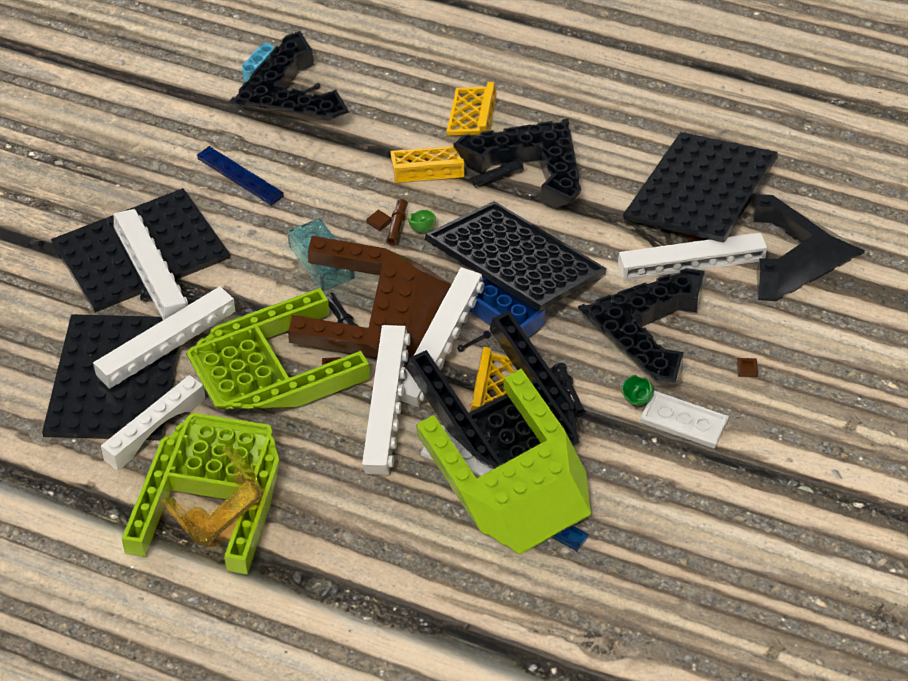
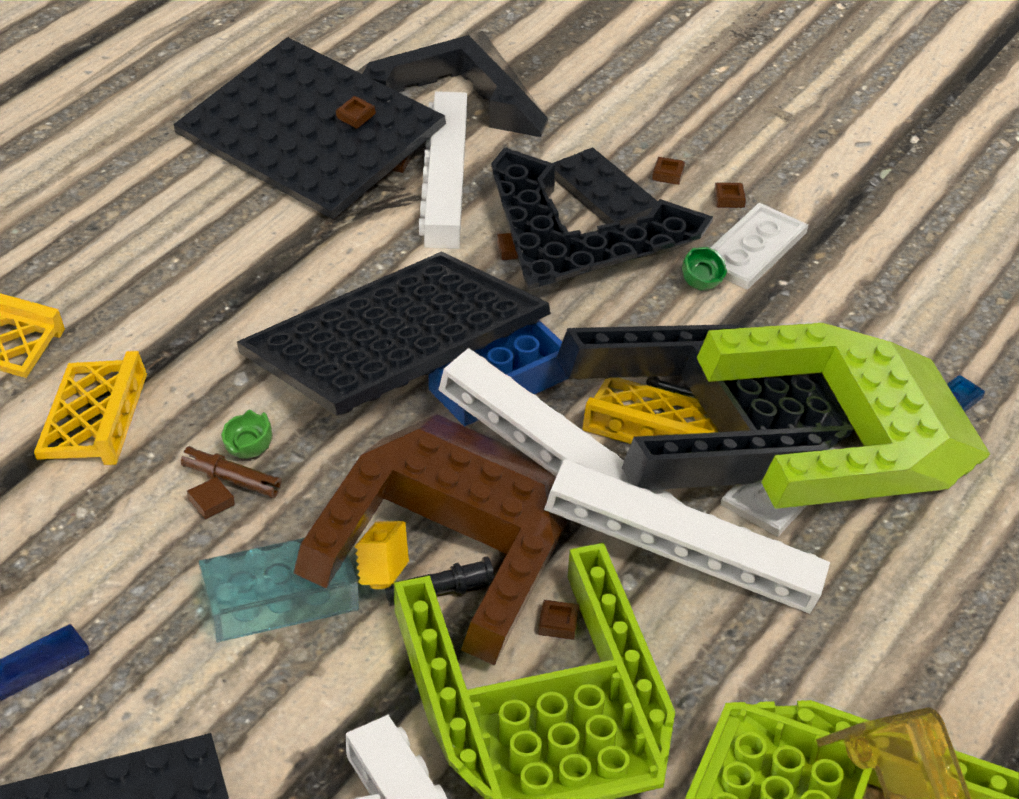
camera: 80 degrees left, 5 degrees down
(344, 283) = (382, 554): none -> yellow brick
(505, 170) = (164, 318): black pin -> none
(544, 142) = (142, 251): black wedge -> none
(707, 196) = (355, 112): none -> reddish brown tile
(711, 337) = (603, 187): none -> black plate
(734, 402) = (729, 195): none -> reddish brown tile

